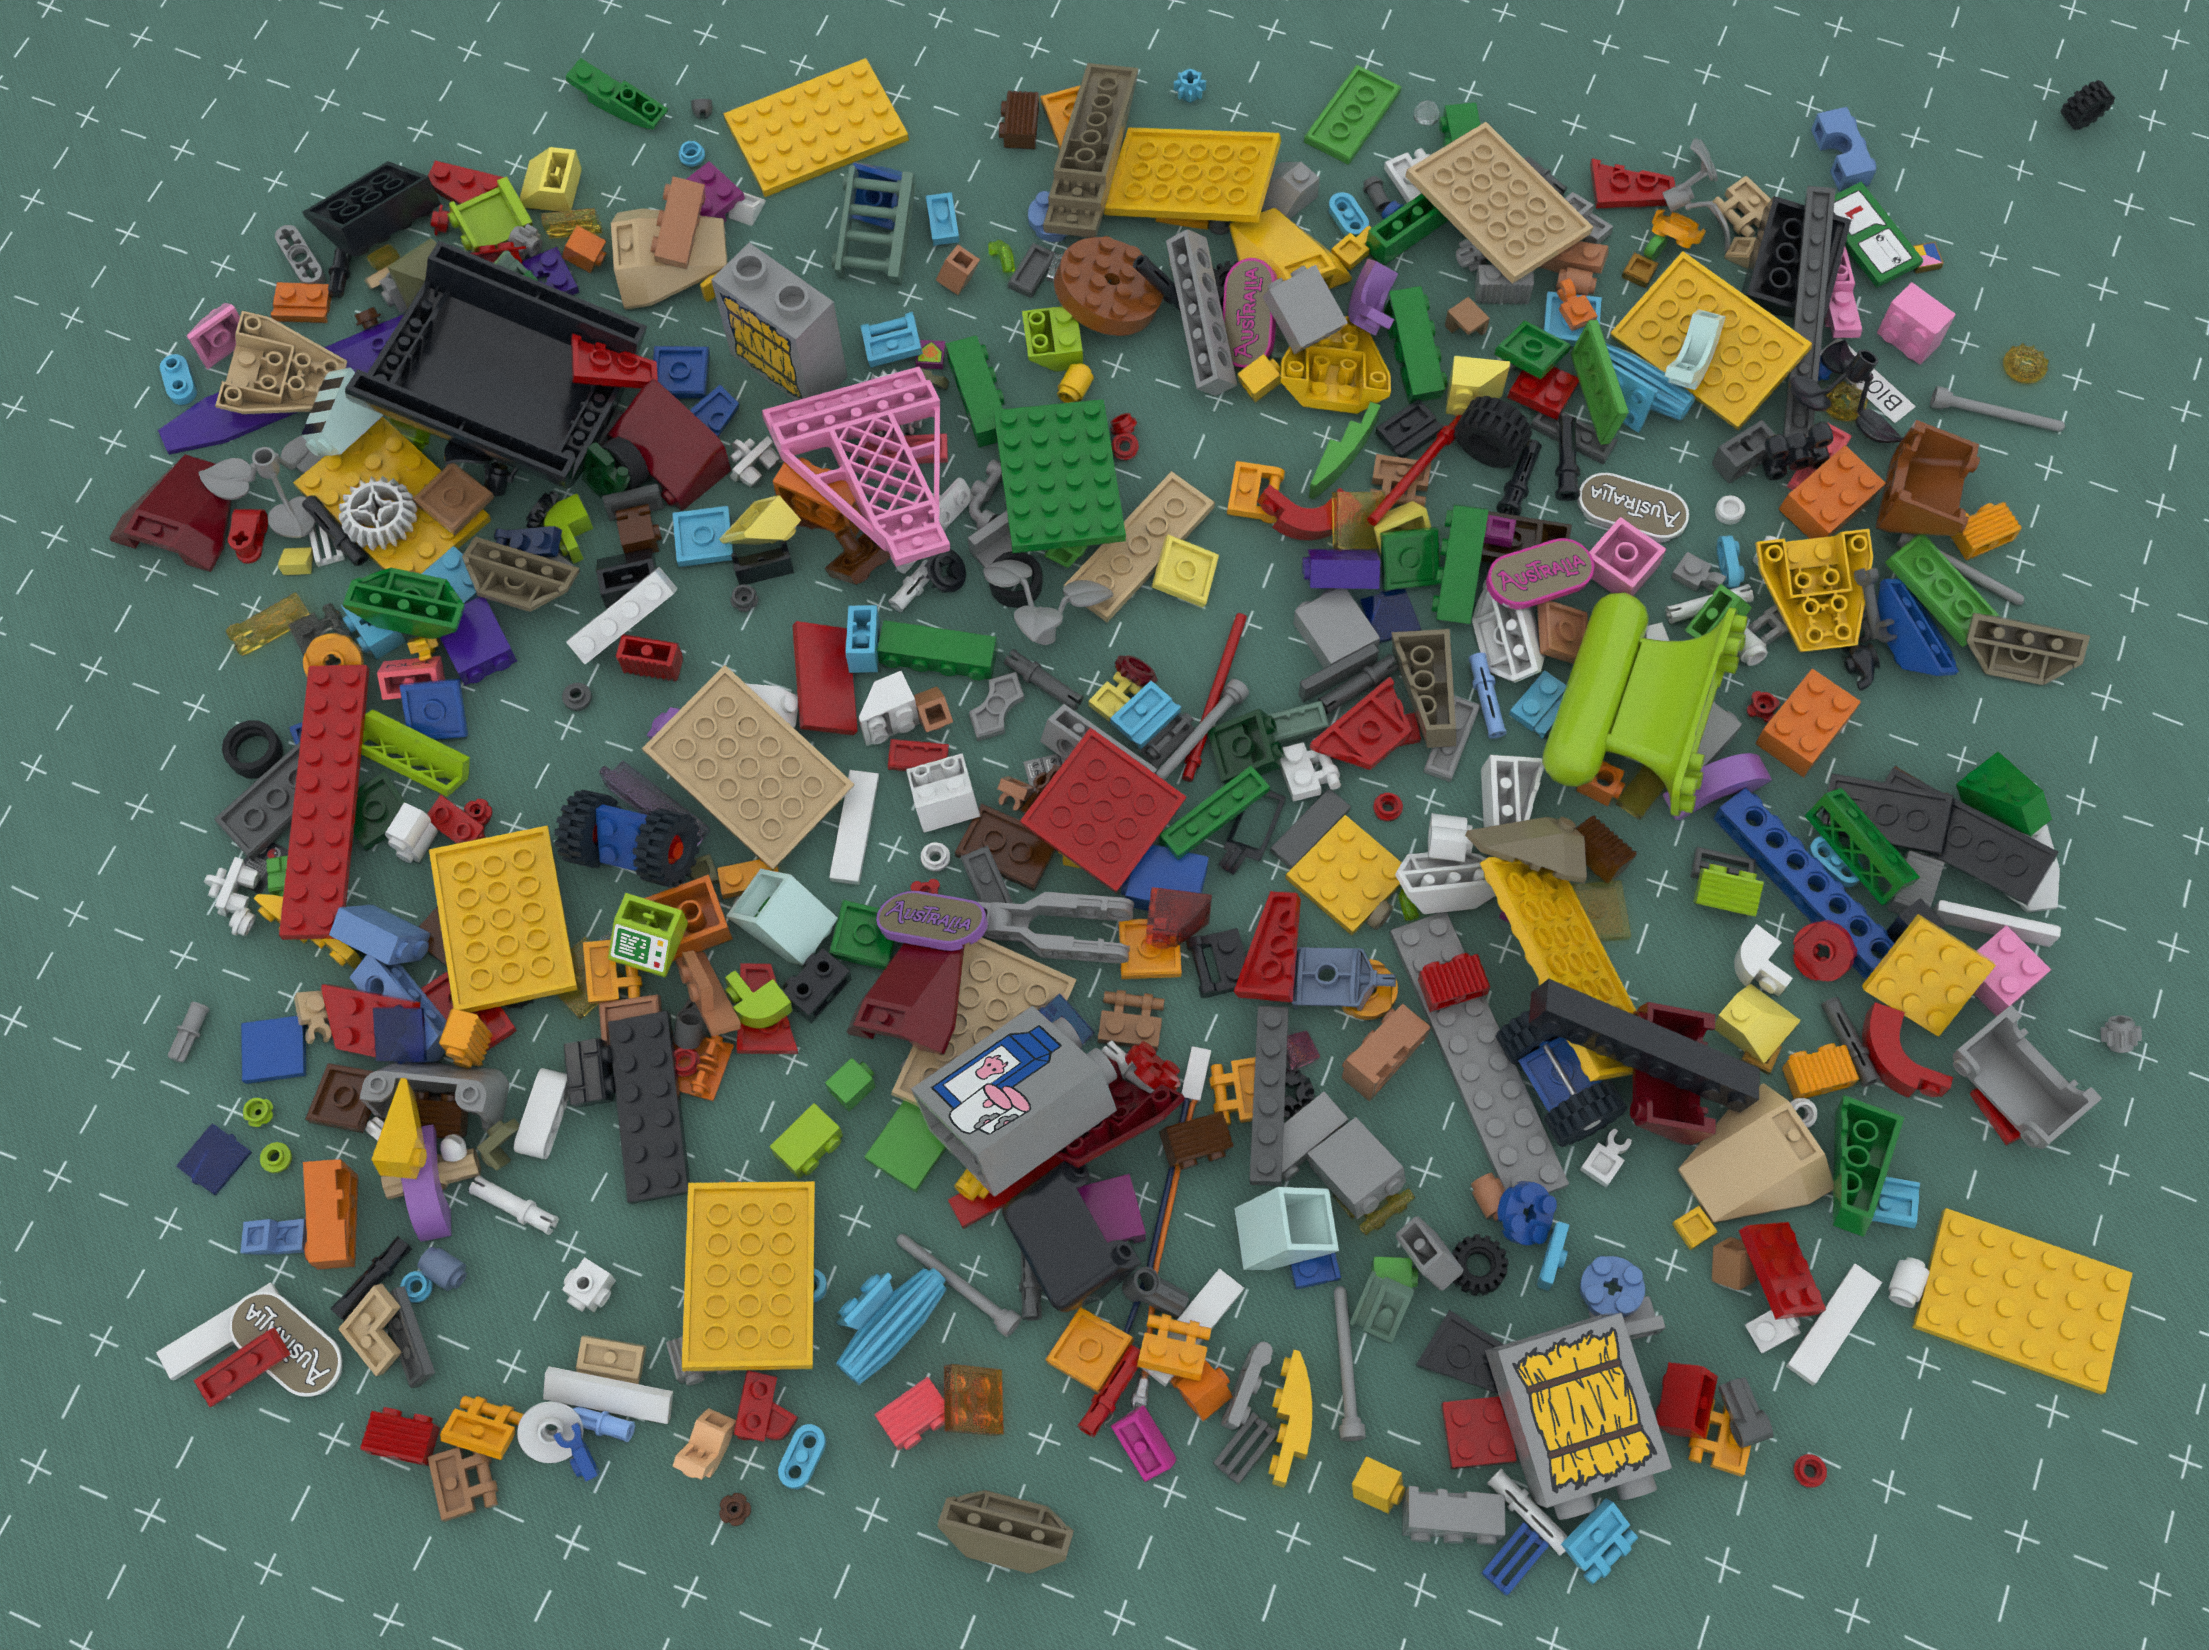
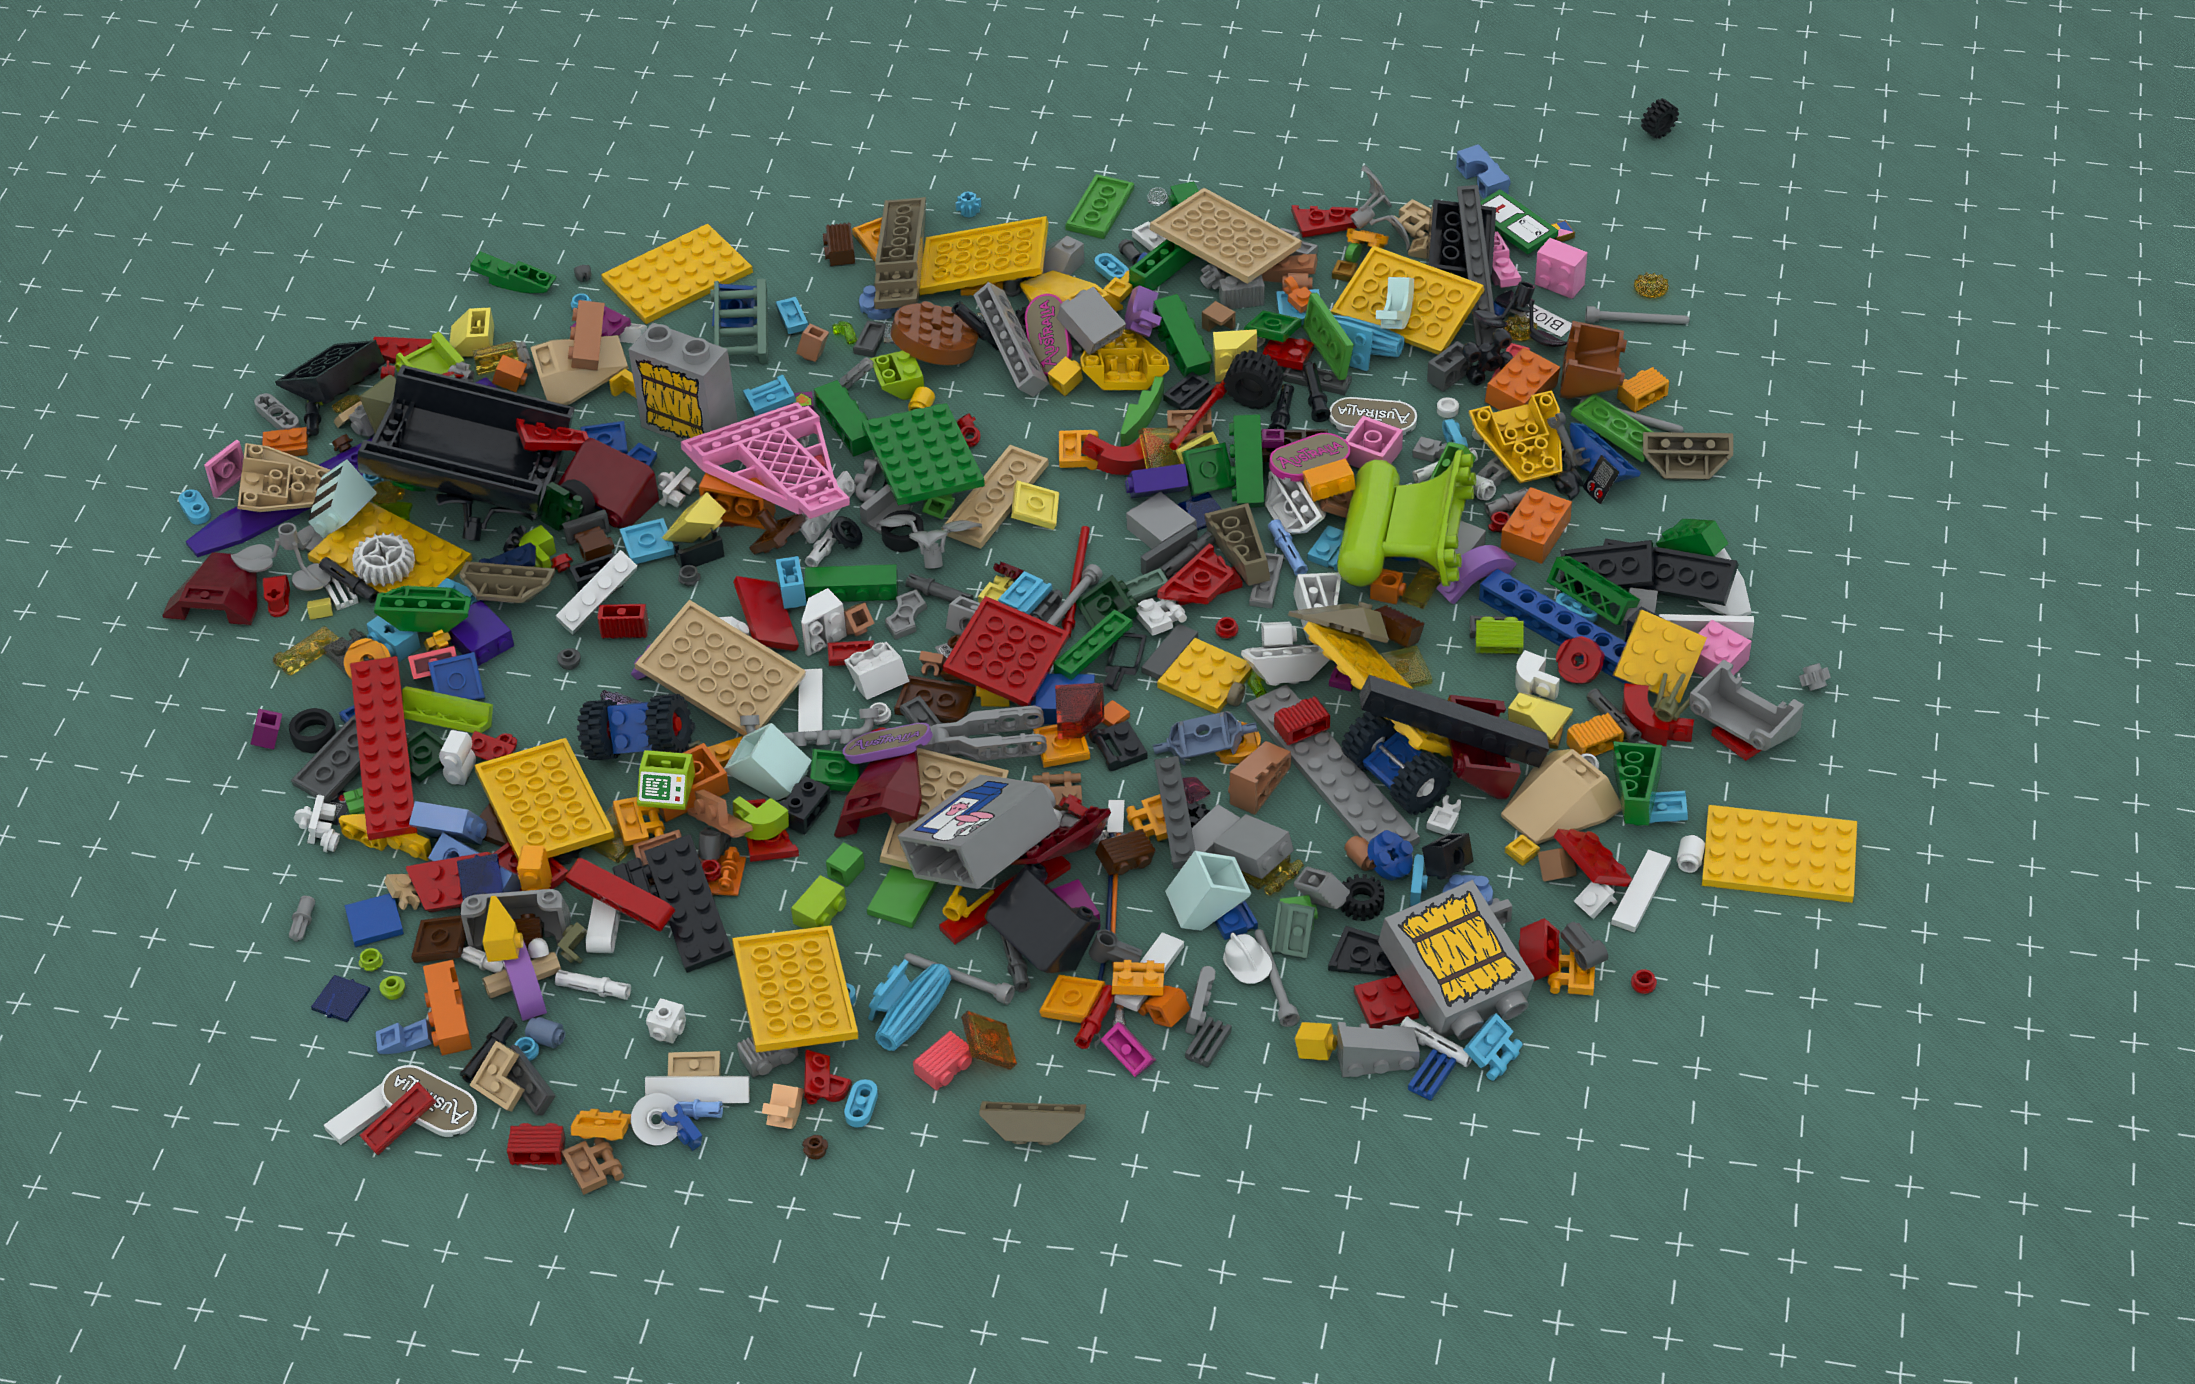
camera: 10 degrees left, 20 degrees down
(197, 734) = (266, 728): none -> magenta slope
(453, 498) = (442, 542): medium nougat plate -> none
(563, 1091) = (619, 894): none -> red beam
(594, 550) = (561, 562): none -> red plate
(607, 215) = (524, 356): none -> light grey axle
(857, 882) = (823, 736): none -> light grey bar
(1003, 327) = (856, 373): none -> light grey axle
(1224, 913) = (1115, 714): none -> orange tile
(1272, 953) = (1158, 726): red wing -> none
(1294, 1406) = (1240, 1013): yellow slope -> none
(1317, 1333) = (1247, 959): none -> white piece
(1558, 619) = (1329, 480): none -> light orange brick
(1598, 1232) = (1448, 855): none -> black brick
(1777, 676) = (1506, 502): none -> light grey pin
(1904, 668) = (1600, 479): none -> black sticker
(1924, 1060) = (1667, 707): none -> olive plant

